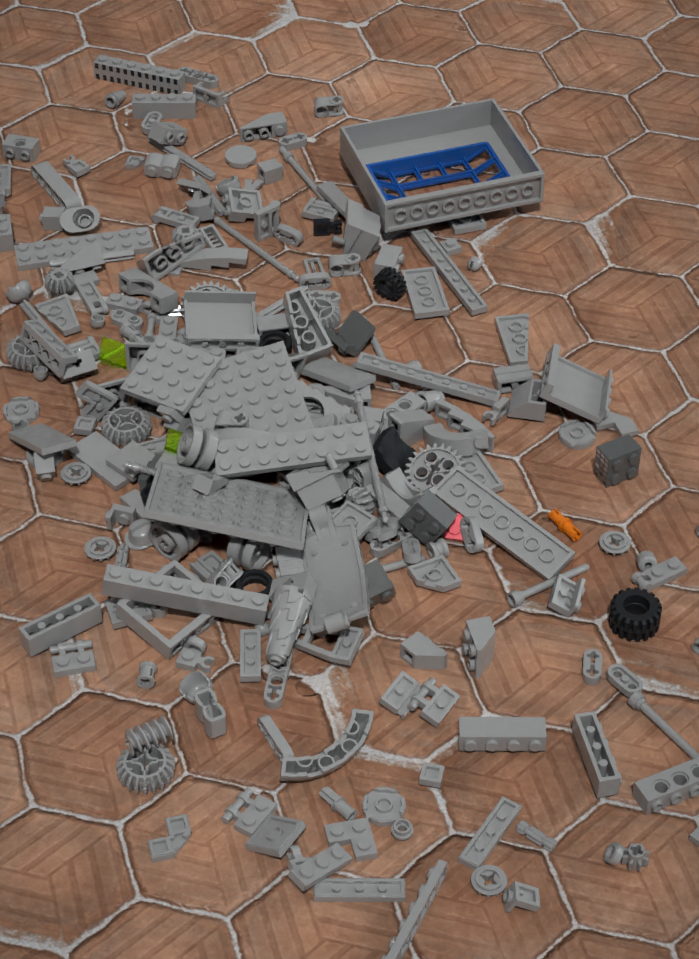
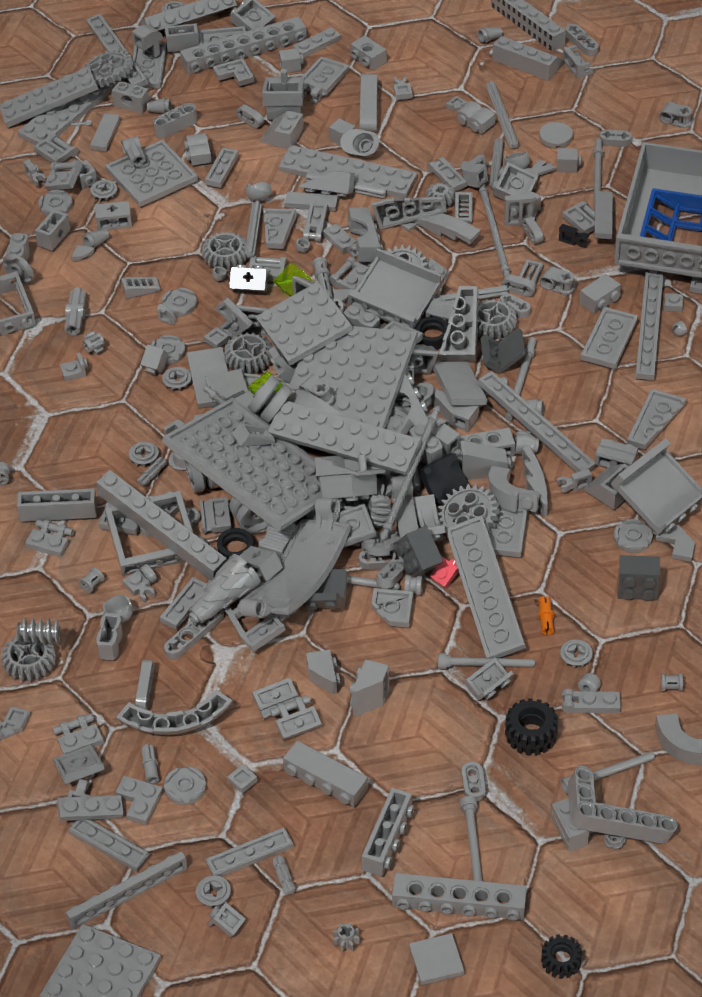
camera: 35 degrees right, 5 degrees up
(42, 439) = (166, 335): light grey tile -> none
(47, 341) = (233, 251): light grey fence -> none
(59, 281) = (296, 195): light grey gear -> none
(121, 316) = (328, 251): light grey plate -> none
(148, 120) = (502, 70): light grey plate -> none
(168, 133) = (503, 86): light grey brick -> none
(192, 186) = (484, 149): light grey plate -> none
(225, 573) = (214, 524): light grey piece -> none
(265, 127) = (601, 114): light grey slope -> none
(360, 230) = (588, 251): light grey piece -> none
(394, 278) = (579, 315): black tyre -> none
(402, 824) = (181, 807): light grey plate -> none
(472, 534) = (451, 585): light grey beam -> none
(588, 666) = (454, 753): light grey beam -> none
(614, 853) = (330, 924): light grey tile -> none

